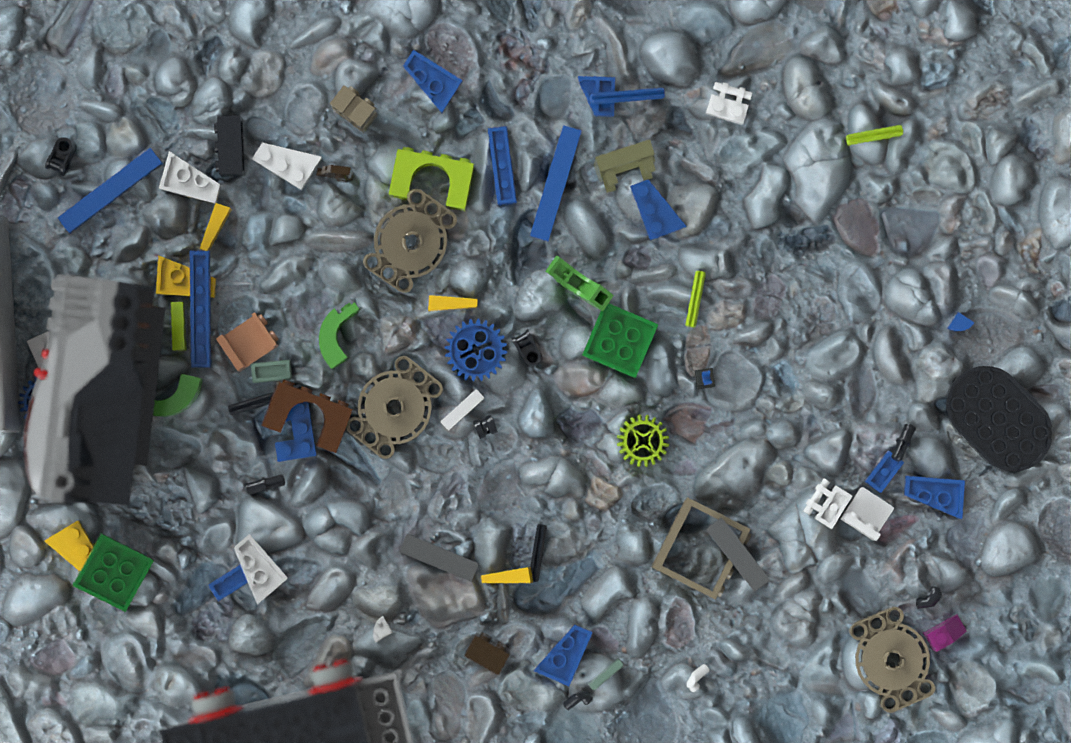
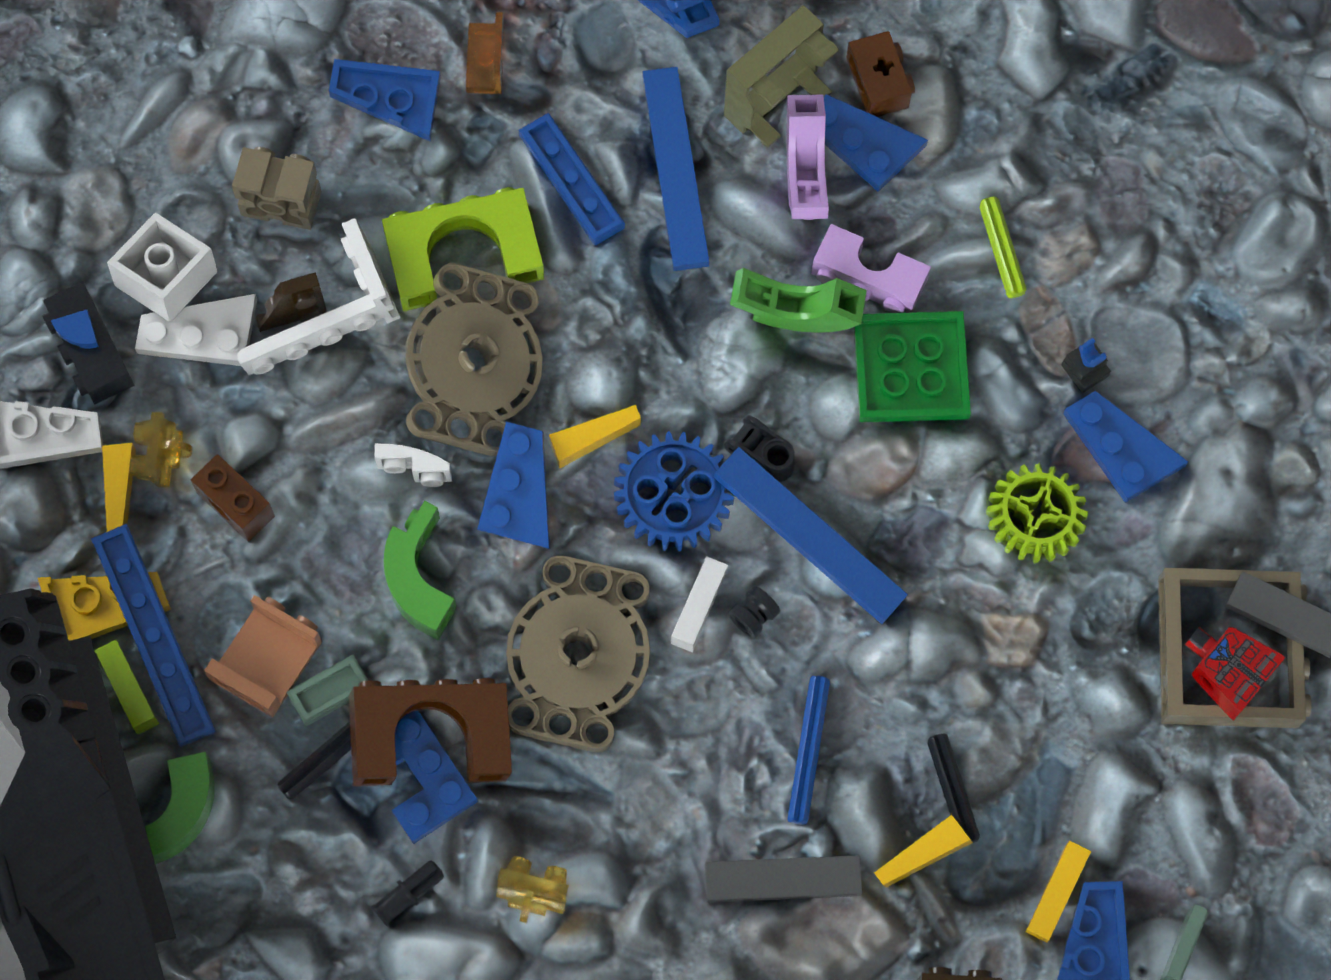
camera: 25 degrees left, 15 degrees down
(226, 140) = (77, 329): none -> blue tile
(243, 218) = (163, 450): none -> clear yellow hips
(265, 257) = (232, 497): none -> reddish brown brick
(281, 125) = (162, 267): none -> white brick
(320, 511) = (530, 892): none -> clear yellow hips
(362, 283) = (425, 466): none -> white slope
(377, 178) = (332, 325): none -> white bracket
(401, 316) = (517, 489): none -> blue wing
(480, 502) = (808, 750): none -> blue axle
(489, 81) = (485, 56): none -> clear orange panel
(529, 402) = (810, 535): none -> blue tile
(561, 622) = (1058, 891): none -> yellow piece
(619, 212) = (806, 157): none -> lavender arch
(633, 296) = (895, 287): none -> lavender arch
(673, 190) = (879, 74): none -> reddish brown brick
(691, 561) = (1232, 667): none -> red torso
(701, 425) = (1121, 446): none -> blue wing

